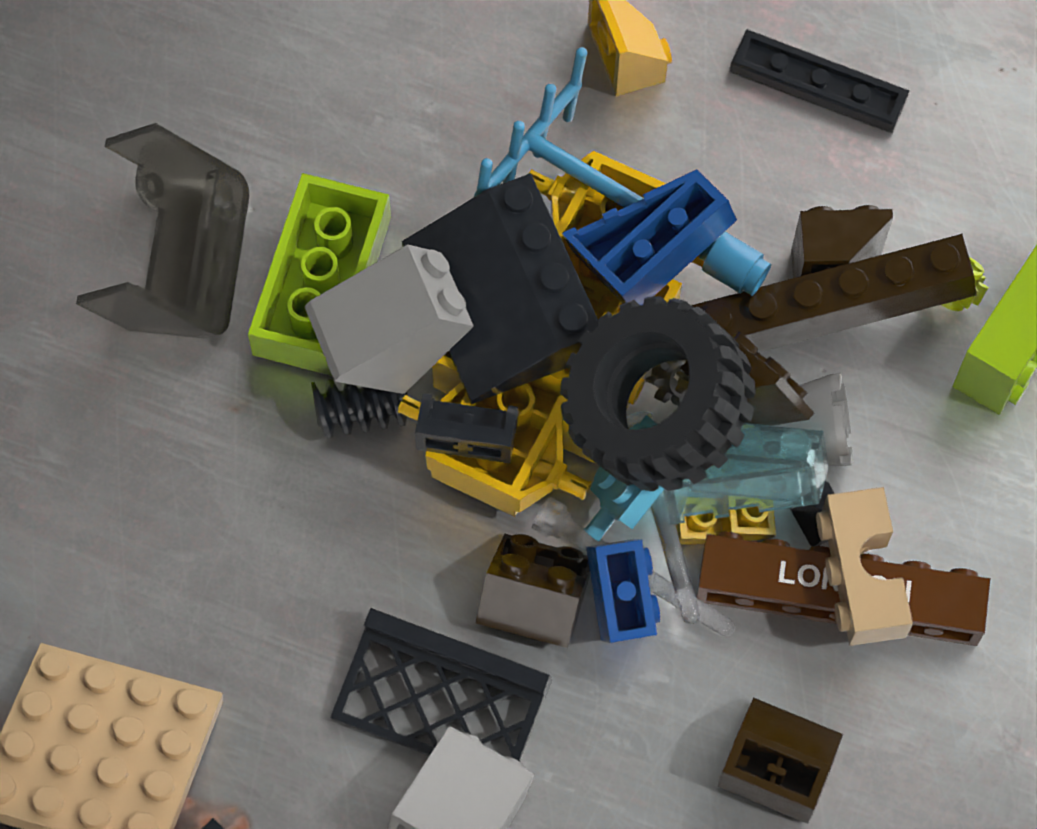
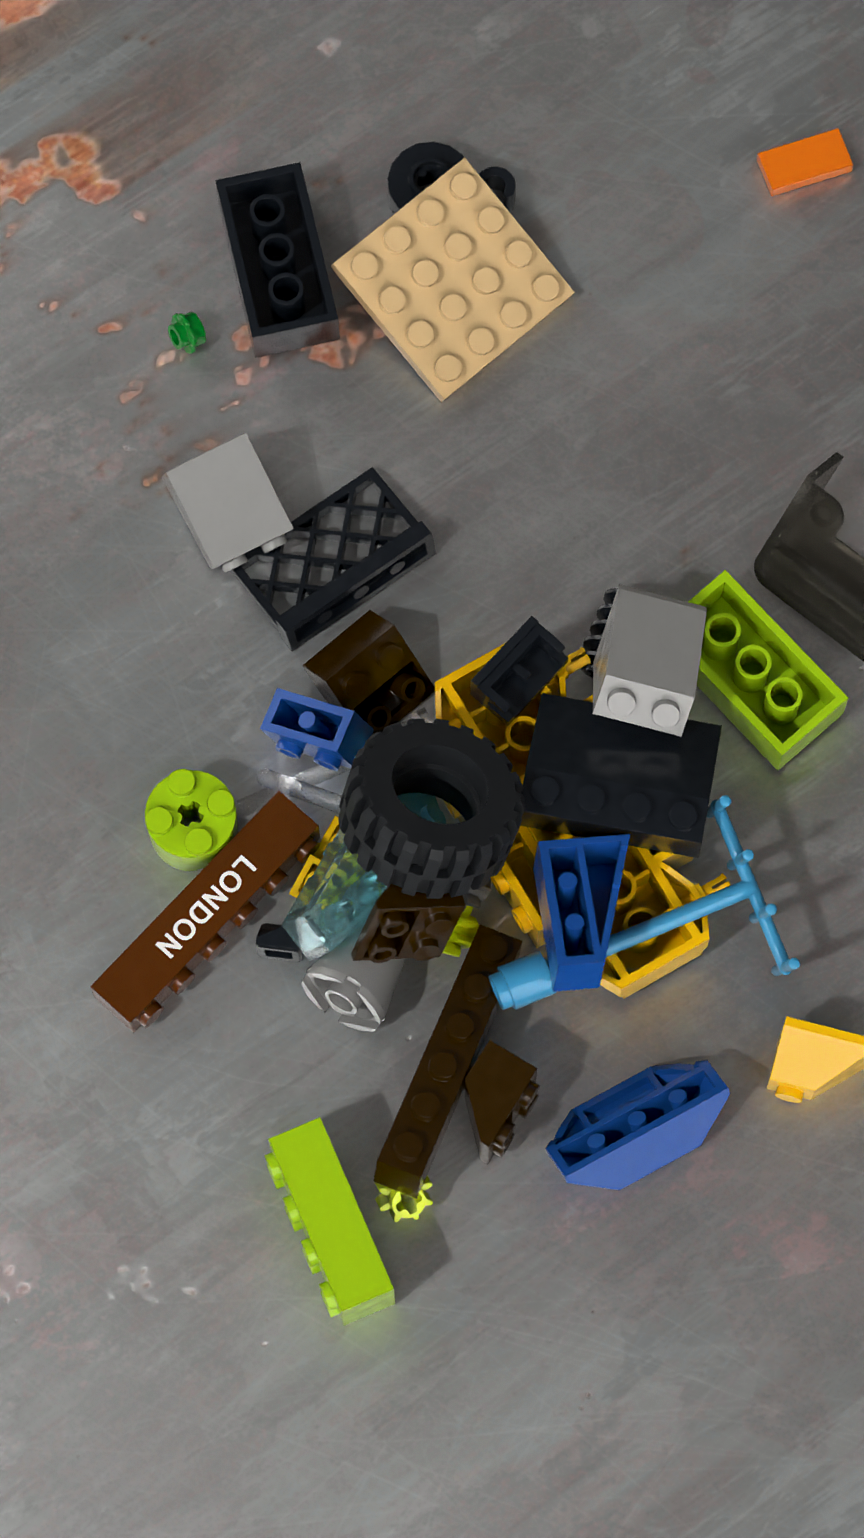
camera: 125 degrees right, 5 degrees up
(771, 144) = (638, 1125): none -> blue wedge
(780, 760) = (104, 768): dark brown slope -> none
(790, 631) = (182, 797): none -> lime brick
(819, 81) = (678, 1219): black tile -> none
(868, 606) = (168, 897): tan arch -> none

